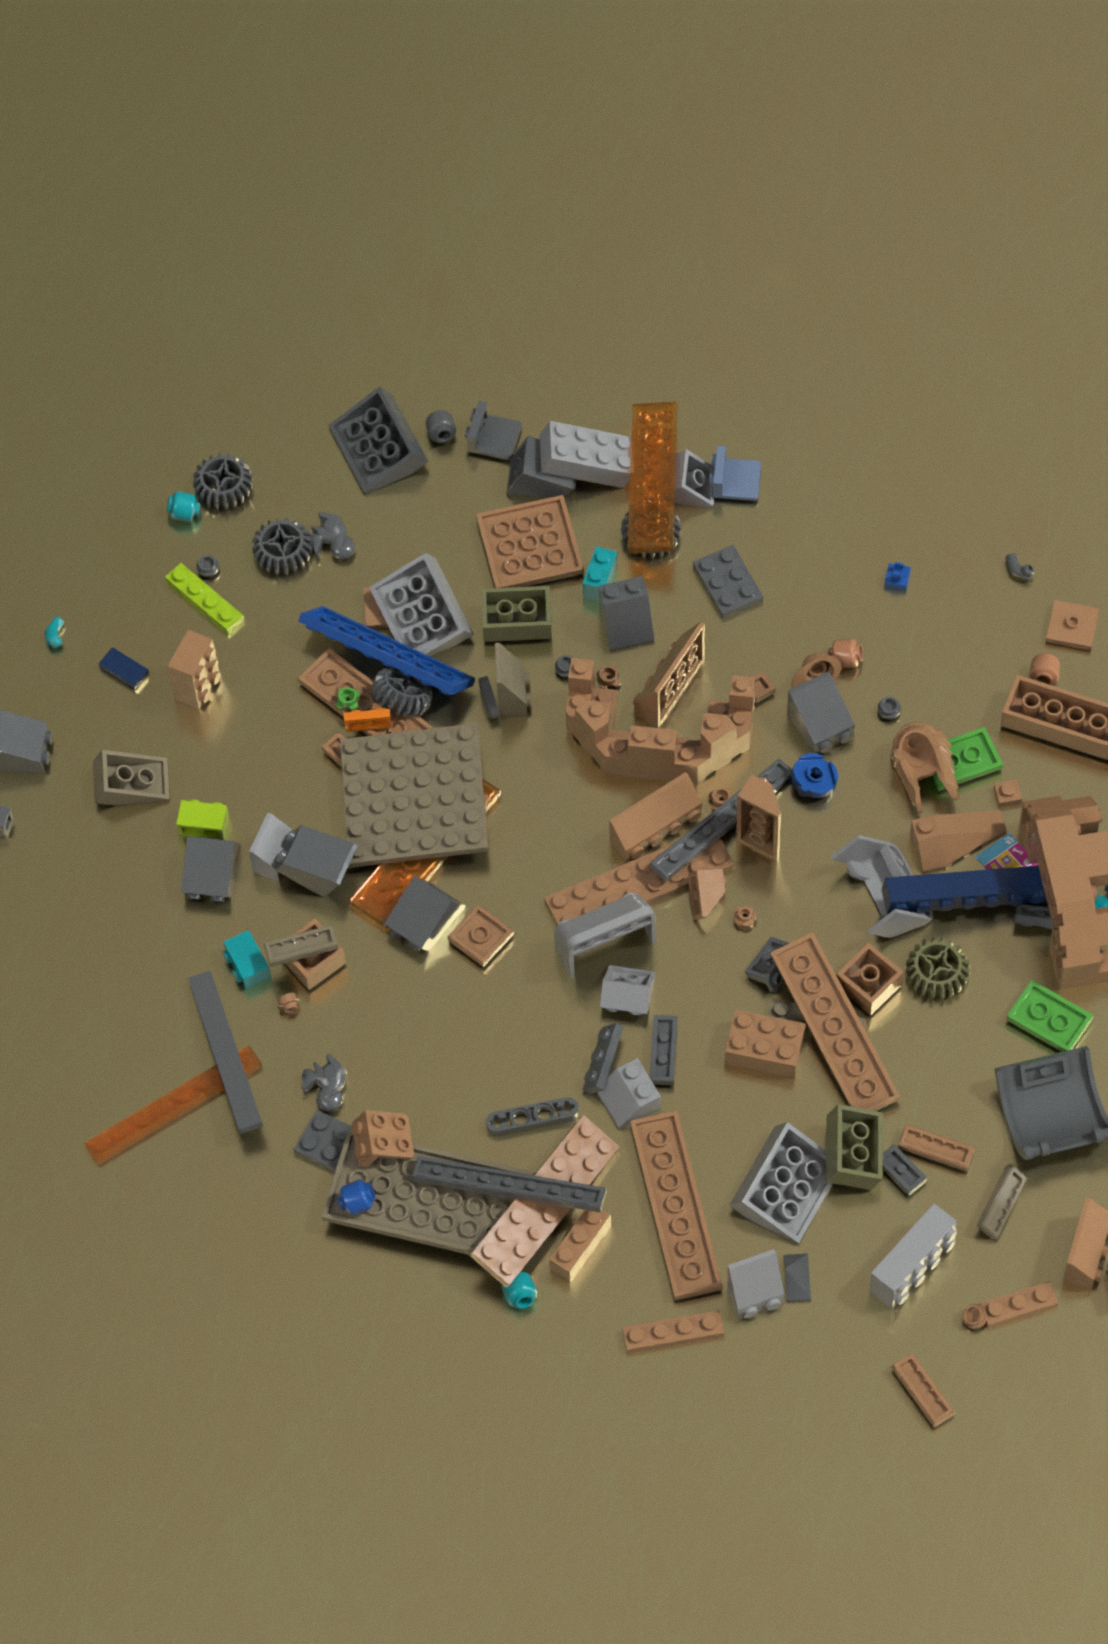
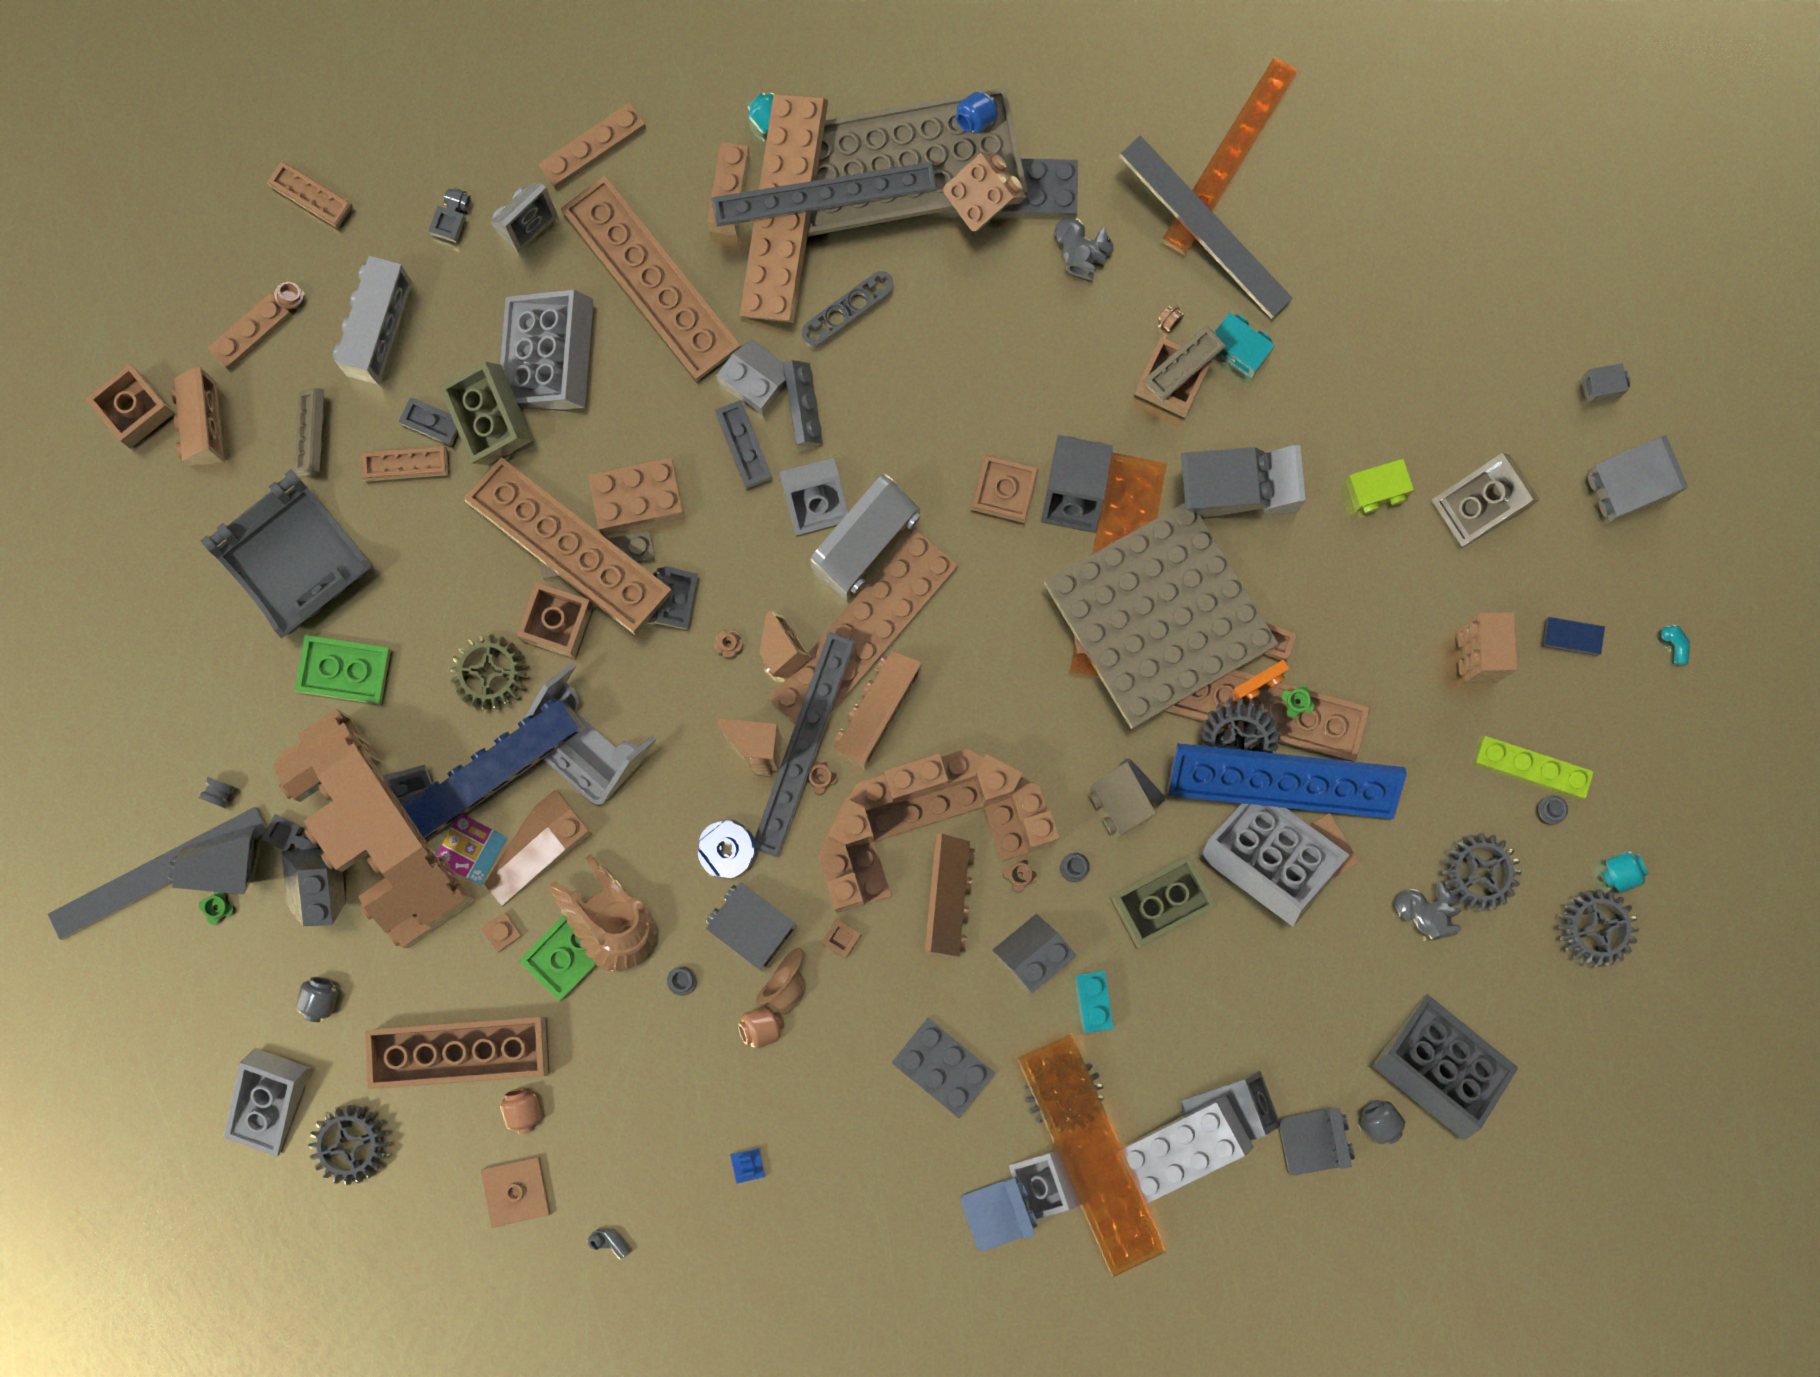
camera: 150 degrees right, 20 degrees up
(209, 868) = (1339, 432): dark grey slope -> none
(530, 543) = (1197, 1010): medium nougat plate -> none
(797, 1277) = (491, 260): dark grey slope -> none
(818, 1317) = (449, 222): none -> dark grey plate

